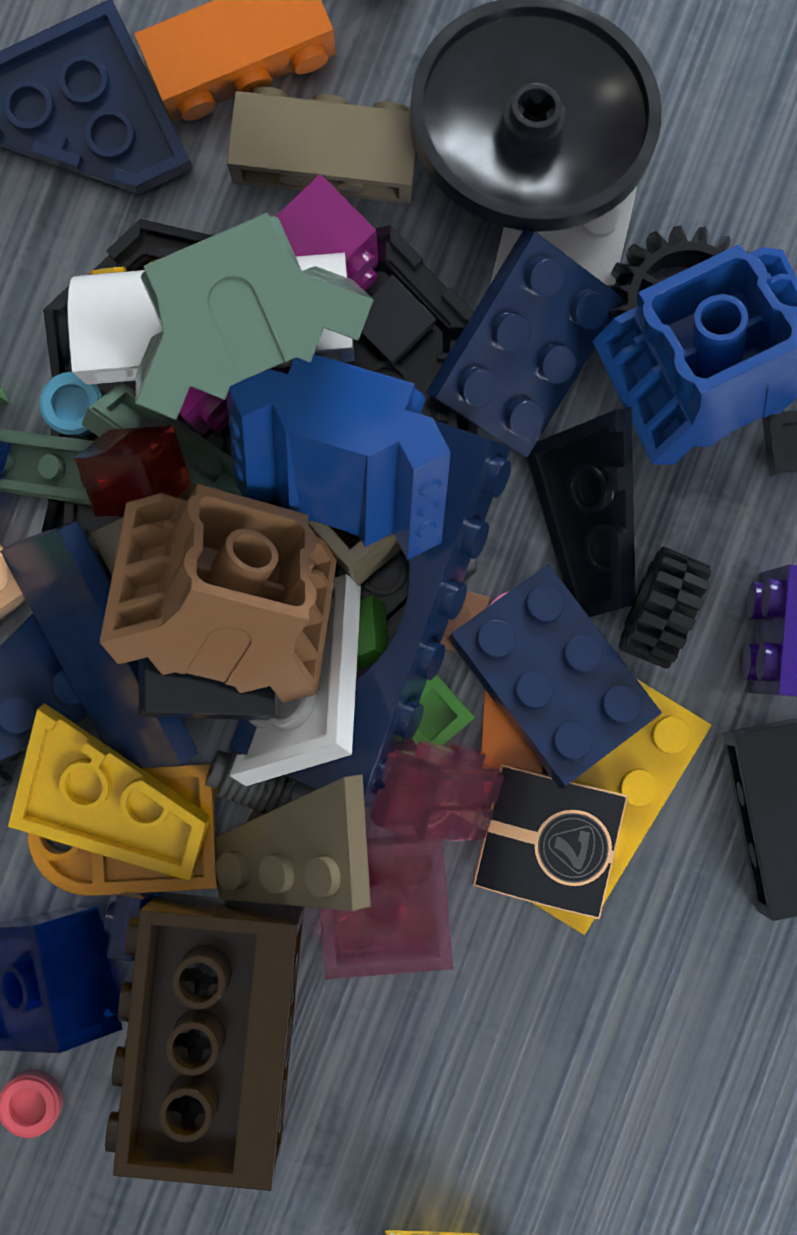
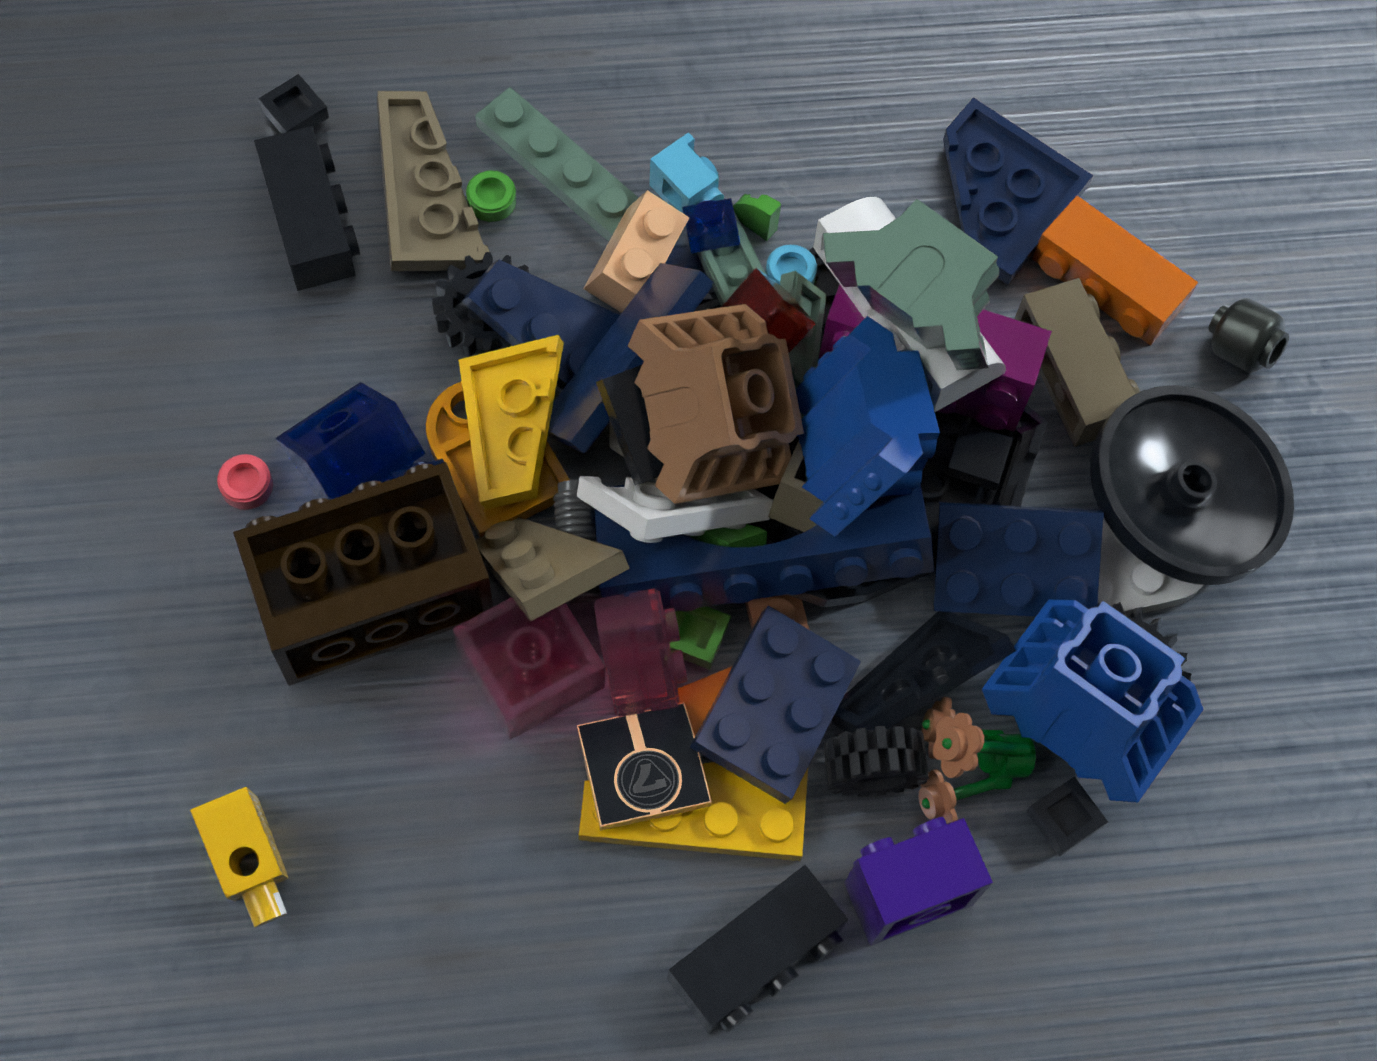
camera: 60 degrees right, 20 degrees down
(709, 527) = (956, 743): none -> plant

